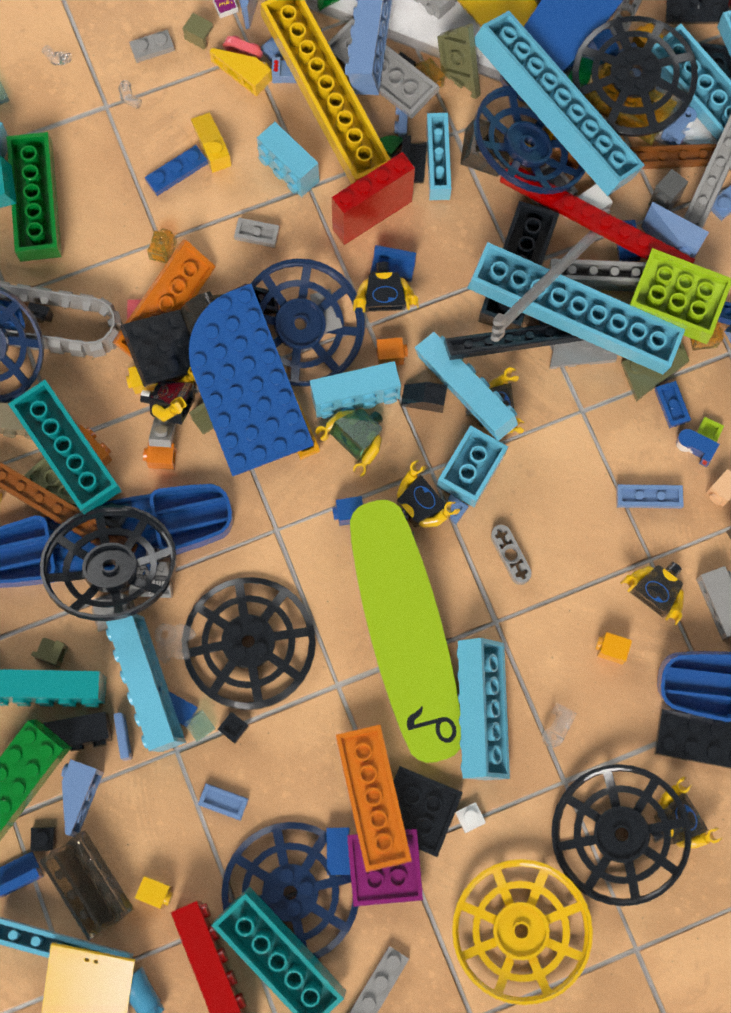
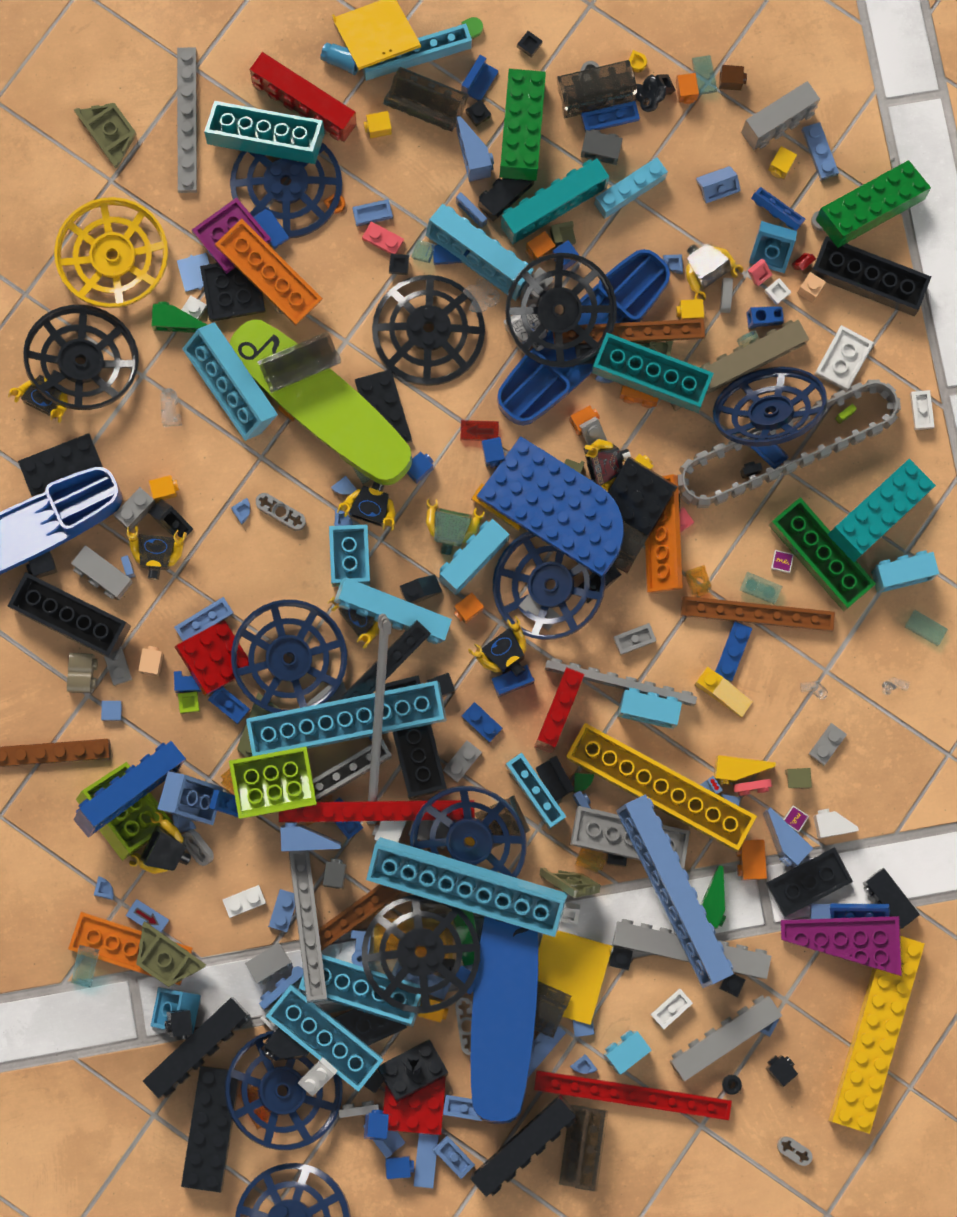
camera: 140 degrees right, 5 degrees up
(63, 627) = (566, 247): none -> blue brick
(74, 218) = (782, 561): none -> magenta tile
(82, 652) = (540, 246): none -> orange brick
(110, 206) = (761, 588): none -> clear light blue plate
(130, 186) = (757, 613): none -> dark orange plate
(231, 766) = (382, 238): none -> coral plate
(257, 844) = (340, 207): none -> orange tile
(267, 512) = (479, 430): none -> clear red tile
(268, 480) = (492, 452): none -> blue brick
(302, 208) = (613, 680): none -> light grey plate
(341, 601) = (382, 394): none -> black plate
(404, 675) = (299, 362): none -> clear smoke brick
(433, 539) = (343, 487): none -> medium blue tile
(445, 248) = (481, 722): none -> blue plate
(449, 860) = (191, 272): none -> light blue piece
(463, 299) = (445, 683): none -> black brick
(486, 226) = (462, 761): none -> light grey plate
(499, 817) = (172, 319): none -> green slope
(547, 580) = (242, 510): none -> medium blue tile
(593, 397) = (288, 644): none -> dark blue dish
(625, 612) = (169, 518): none -> black slope
(655, 644) = (134, 509): none -> light grey brick
(662, 452) = (209, 657): none -> red plate
(694, 592) = (127, 566): none -> medium blue tile

